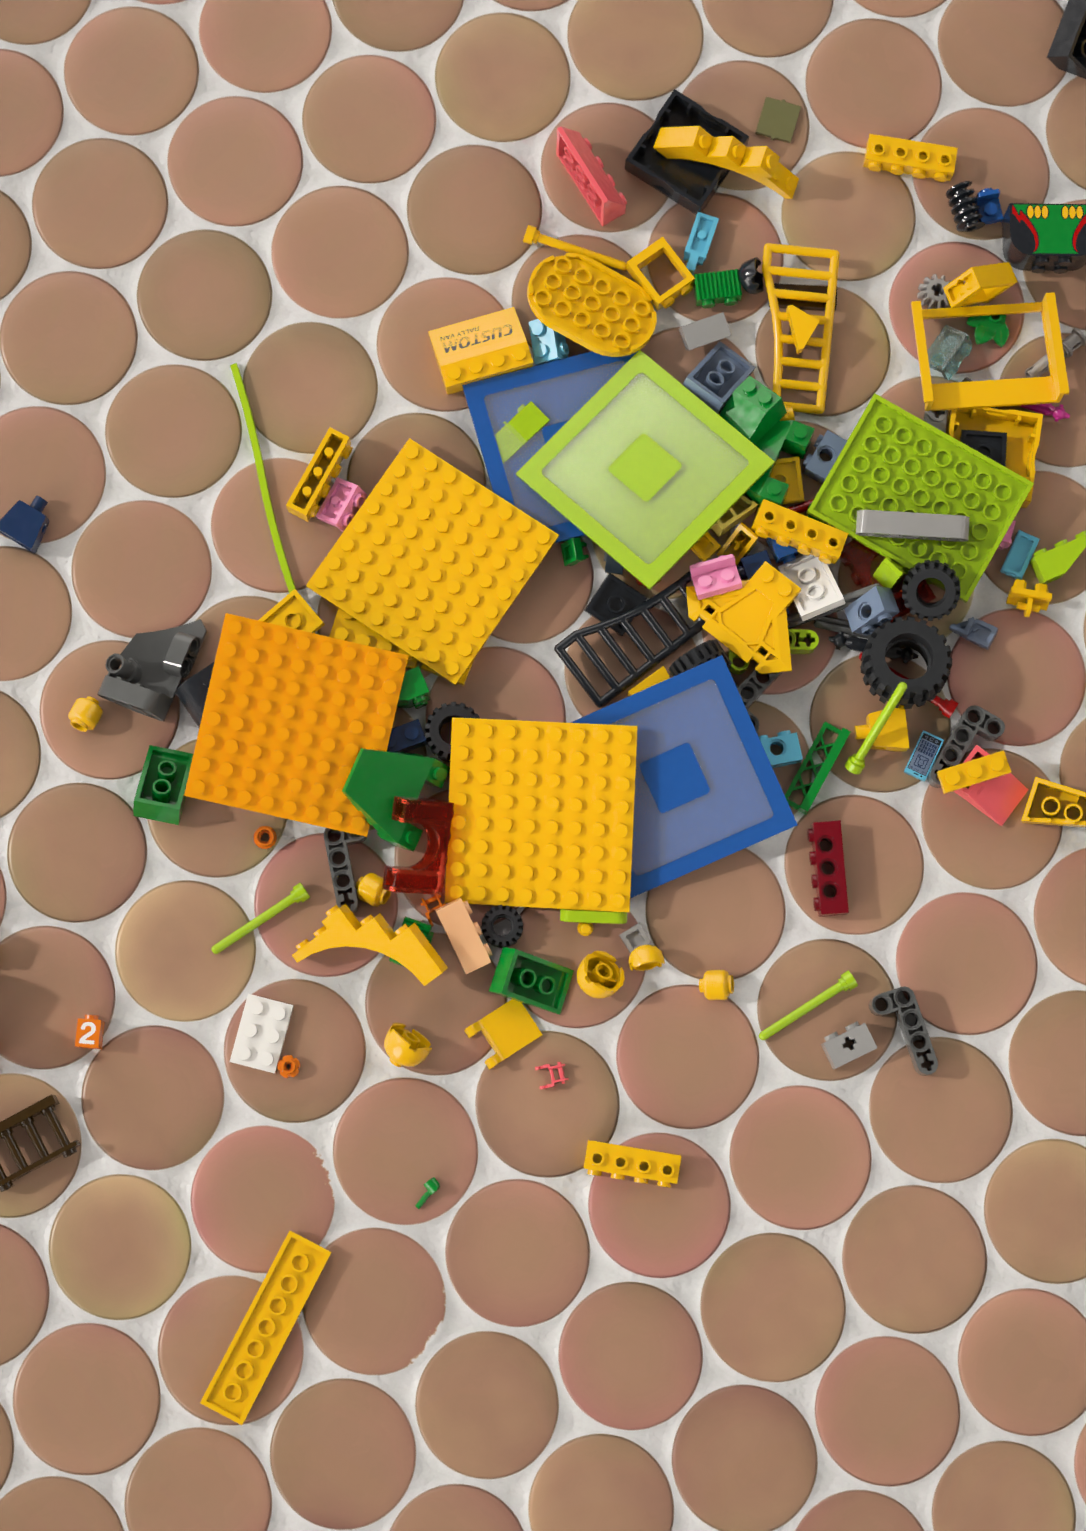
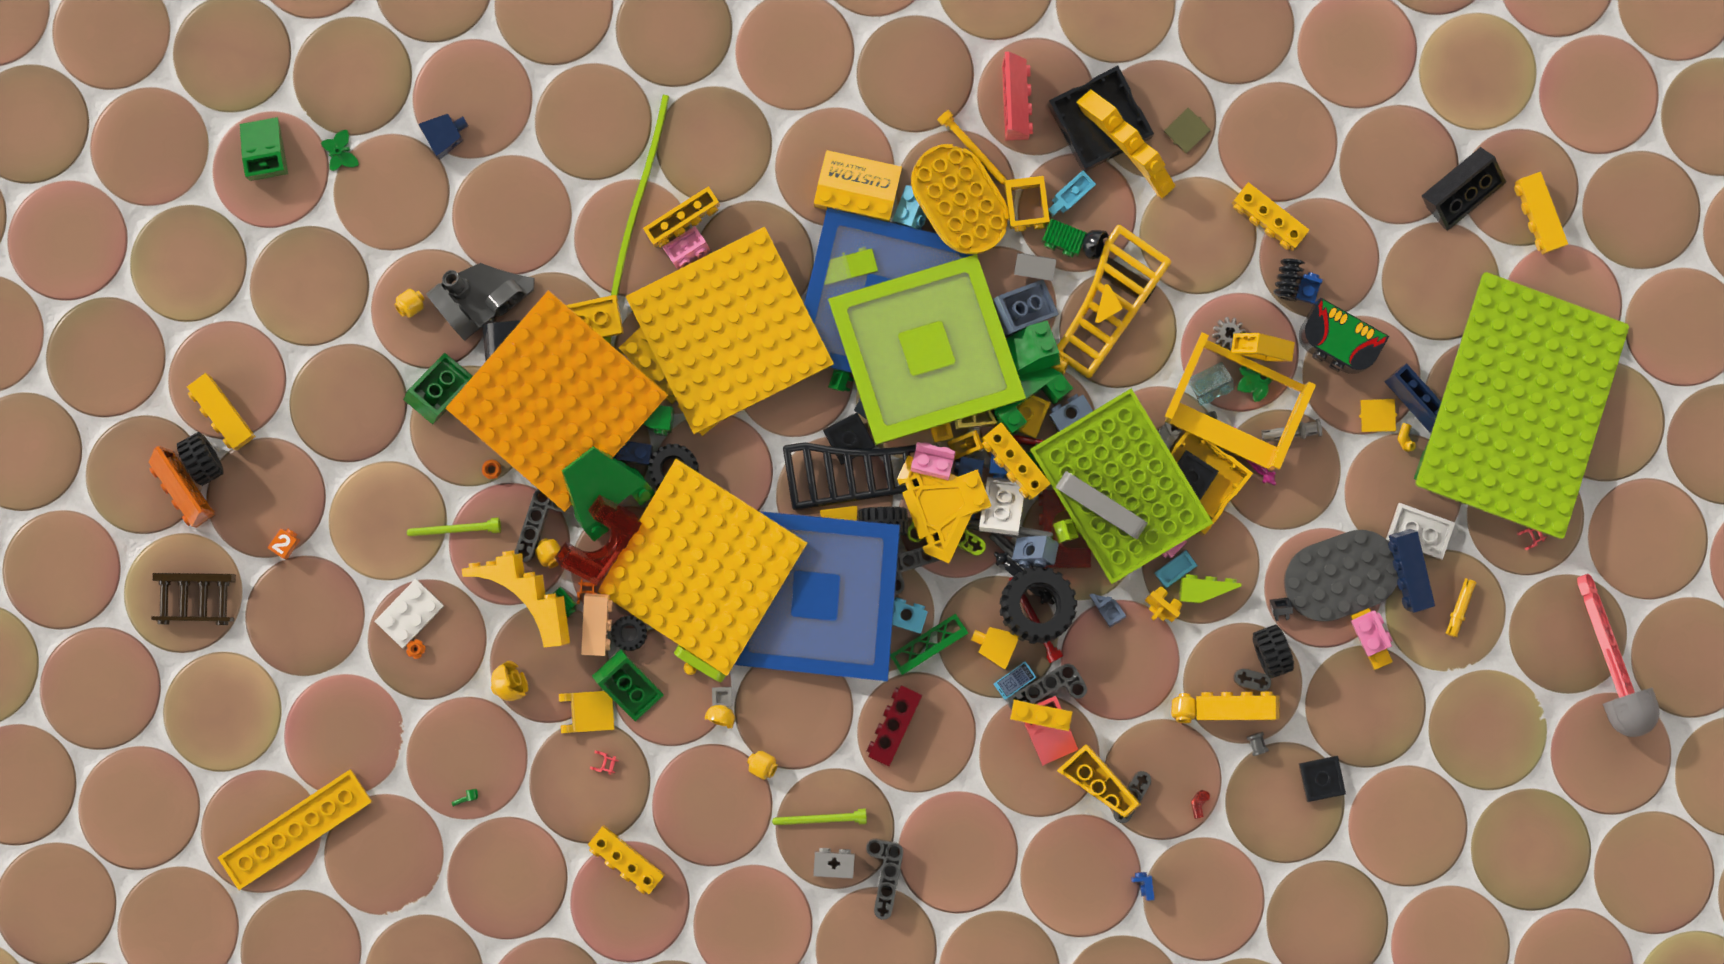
camera: 30 degrees right, 5 degrees up
(600, 975) = (679, 710): yellow cylinder -> none
(856, 763) = (960, 657): lime piece -> none
(925, 609) = (1079, 574): black tyre -> none

